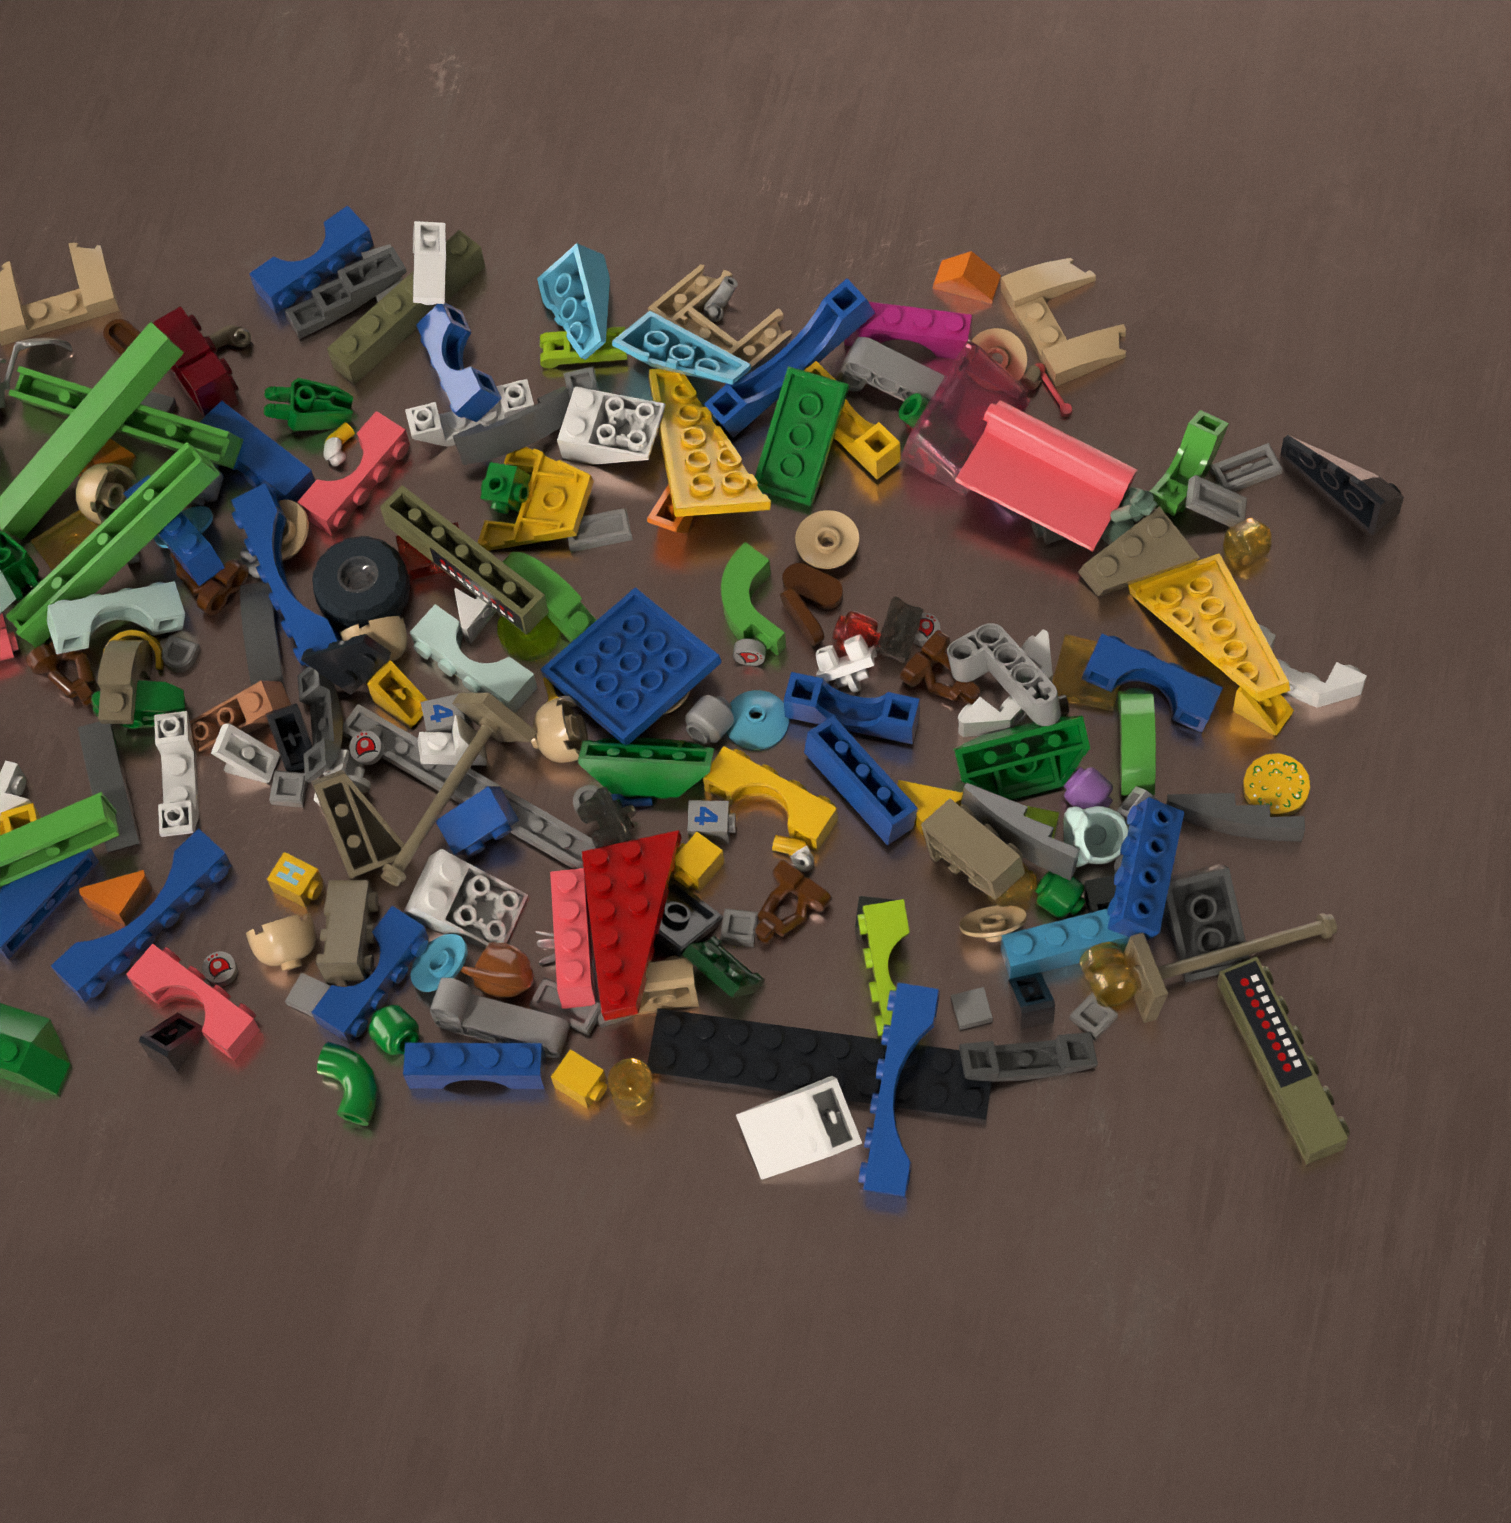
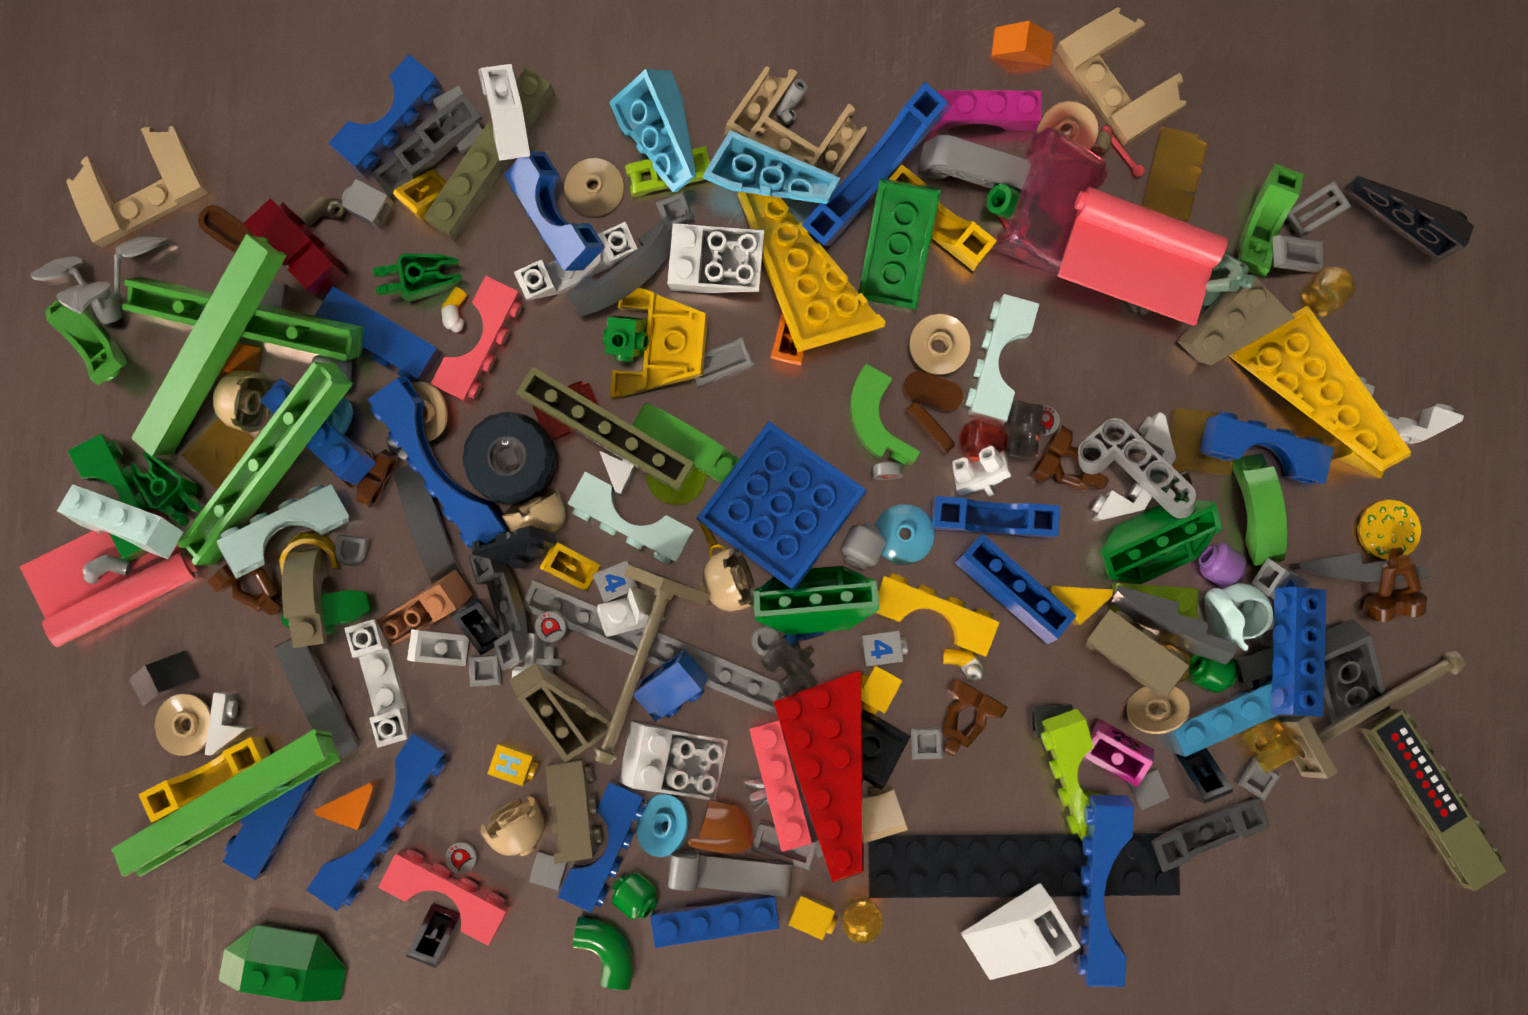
camera: 10 degrees left, 20 degrees up
(274, 335) = (366, 203): none -> light grey brick
(323, 332) = (420, 193): none -> yellow slope
(508, 364) = (600, 200): none -> tan dish
(723, 968) = (922, 793): dark green plate -> none
(905, 530) = (1012, 321): none -> light aqua arch
(941, 957) = (1120, 753): none -> dark pink brick
(1105, 412) = (1174, 174): none -> clear yellow windscreen
(1278, 855) = (1407, 601): none -> reddish brown piece

